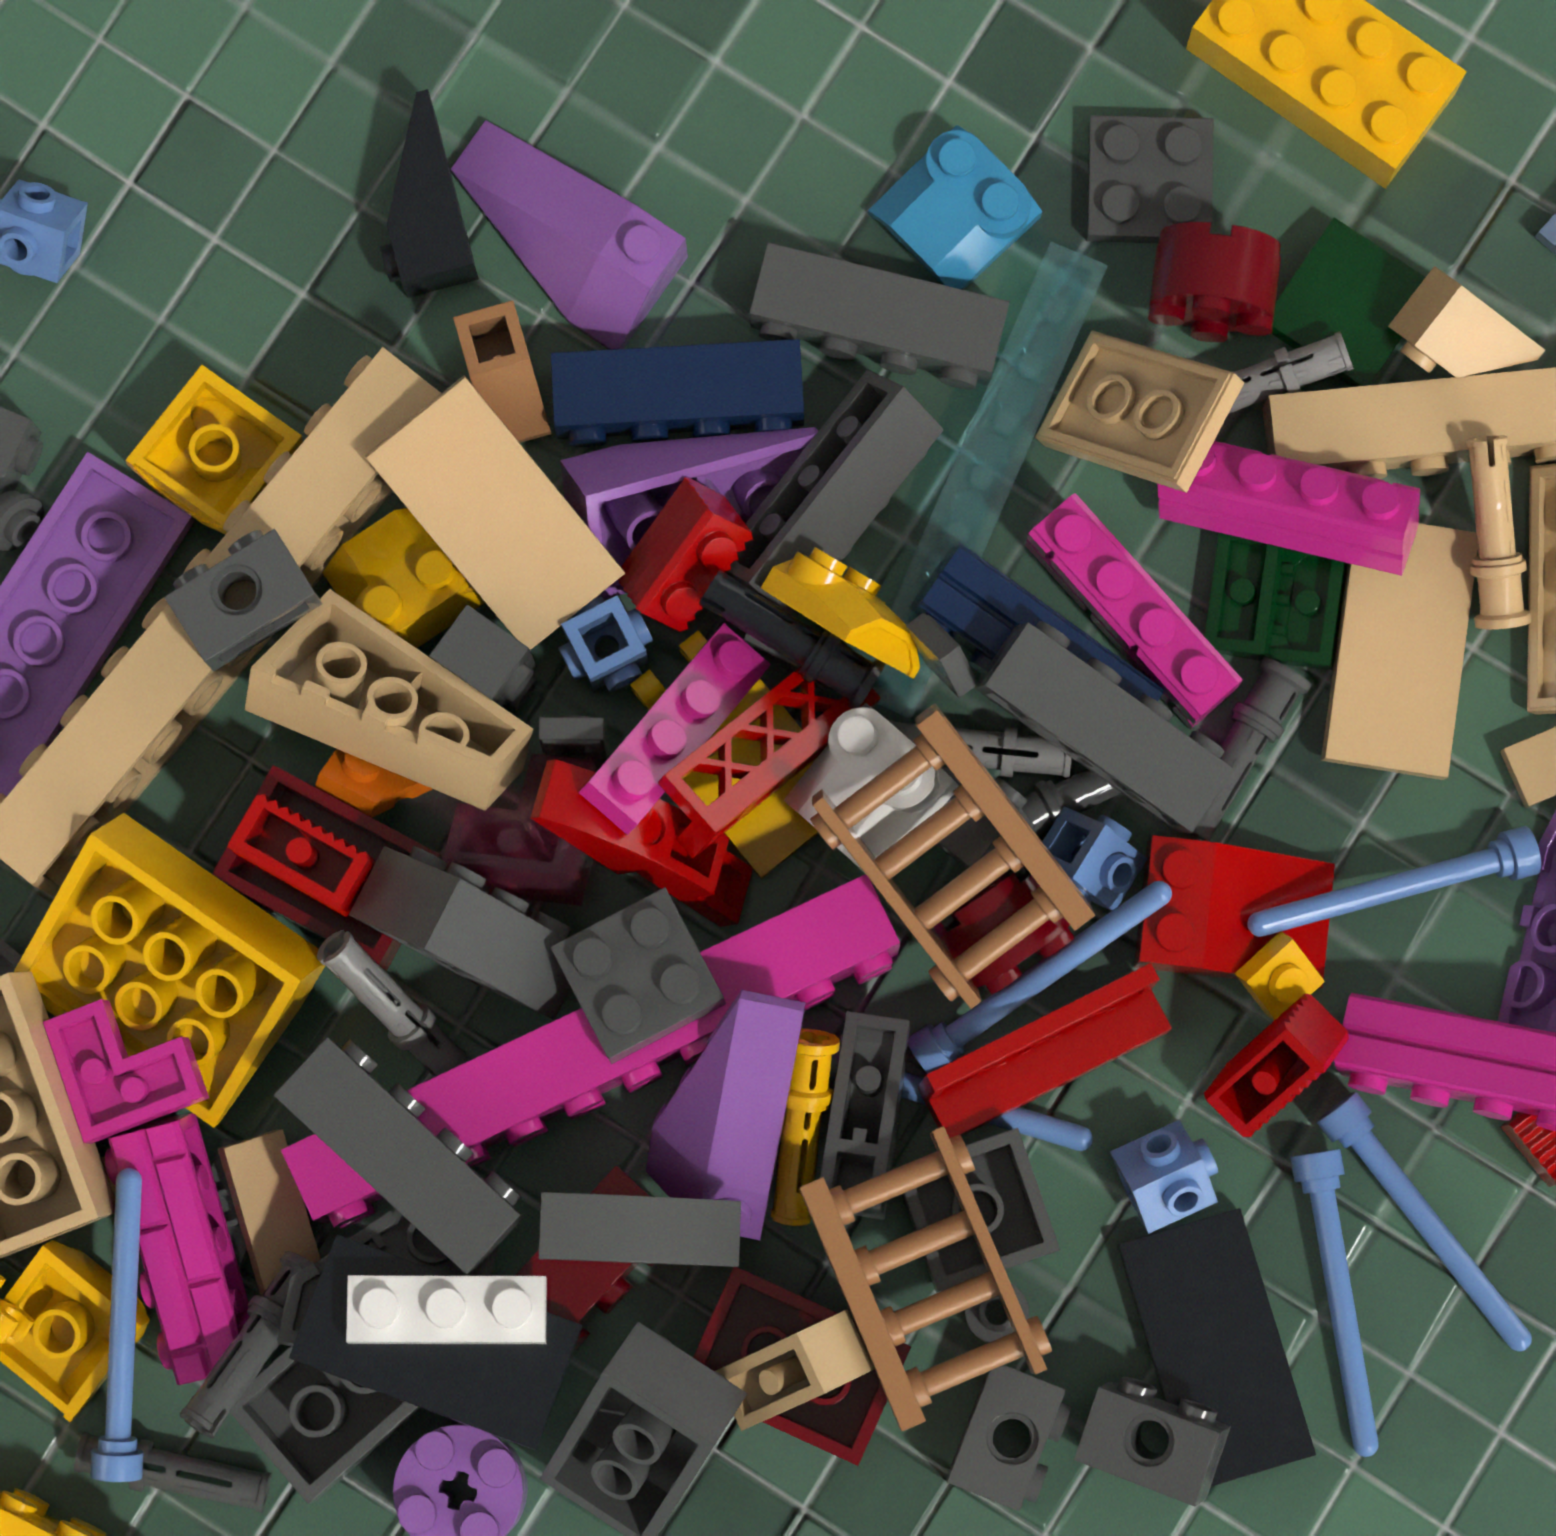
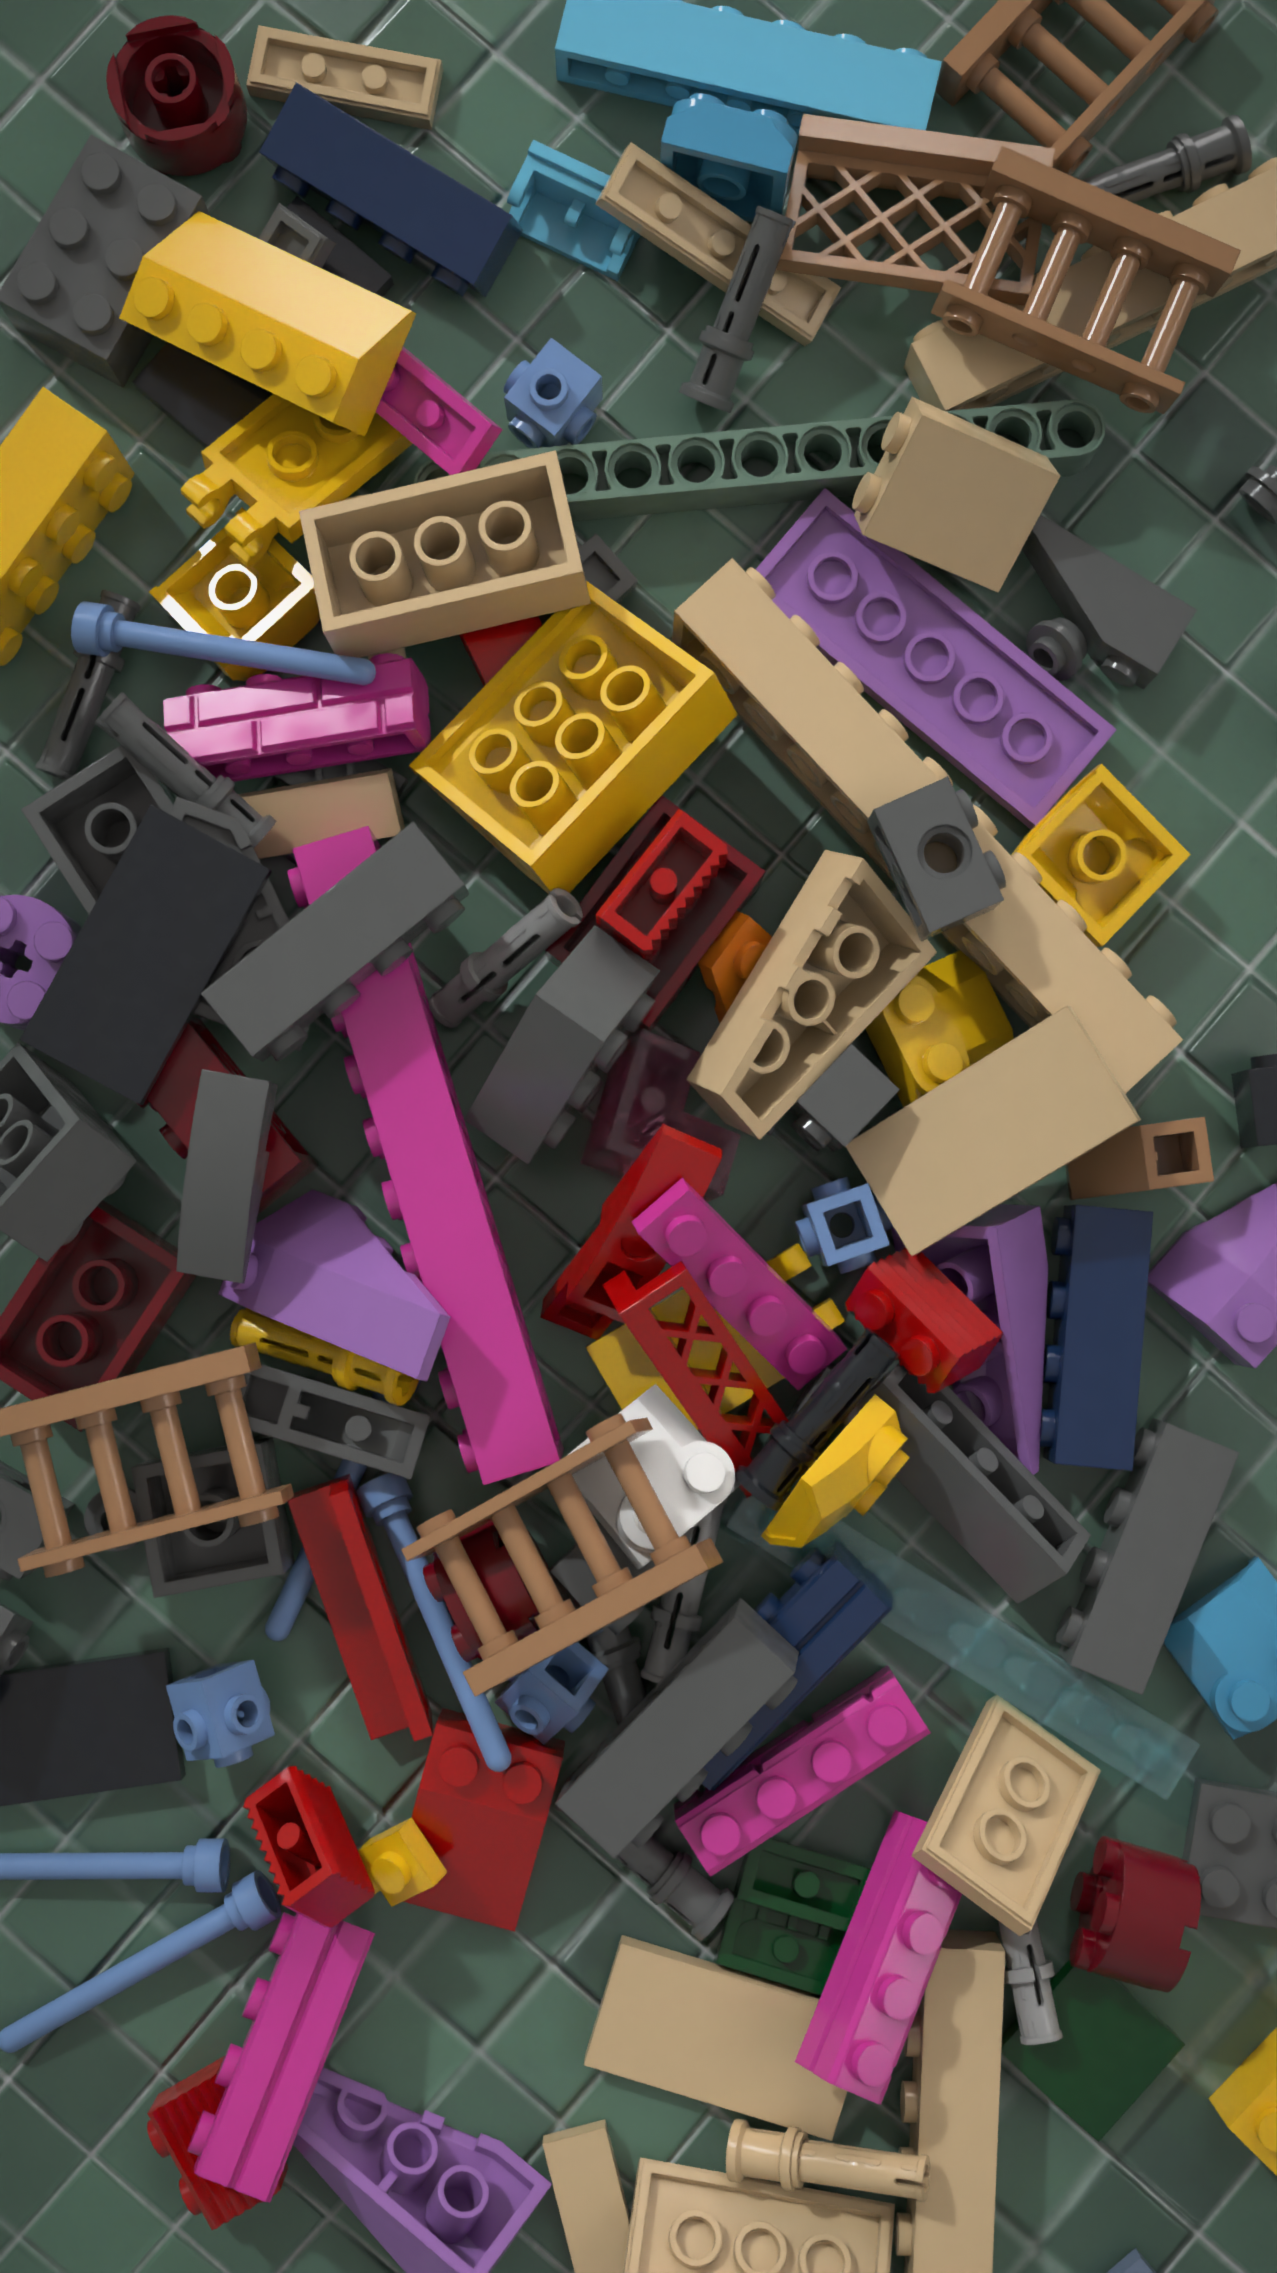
camera: 90 degrees right, 5 degrees up
(116, 1090) = (460, 662): dark pink plate -> none
(446, 1309) = (172, 969): white plate -> none
(575, 738) = (748, 1180): dark grey plate -> none
(638, 975) = (487, 1211): dark grey plate -> none
(798, 1369) = (67, 1317): tan slope -> none
(942, 654) = (777, 1573): dark grey tile -> none
(1458, 330) = (1047, 2163): tan slope -> none
(1511, 855) = (494, 2117): medium blue piece -> none

